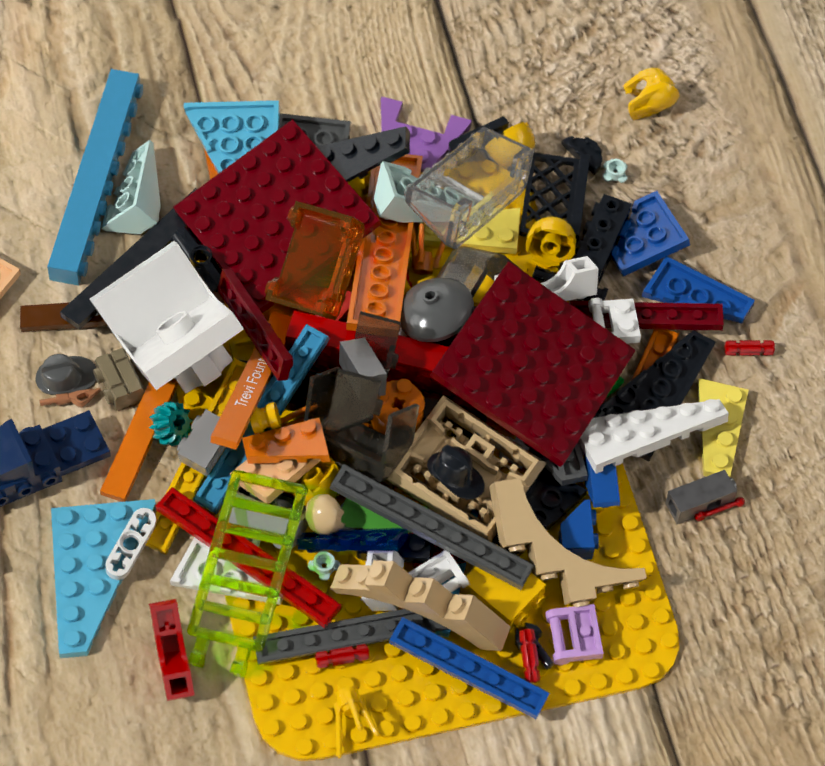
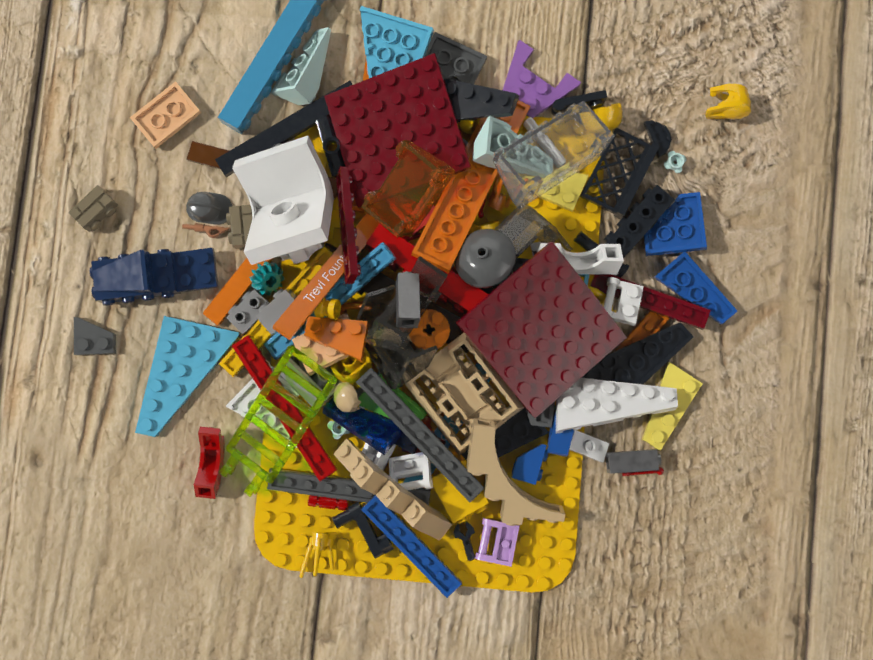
camera: 25 degrees right, 25 degrees up
(133, 523) = (201, 381): white beam -> none
(158, 471) = (244, 314): none -> light grey brick
(423, 683) = (377, 545): none -> black beam
(456, 473) = (452, 400): black piece -> none
(529, 655) = (458, 550): red axle -> none
(551, 241) = (600, 214): yellow cylinder -> none
(642, 496) = (588, 446): none -> white plate
(749, 347) = (718, 347): red axle -> none

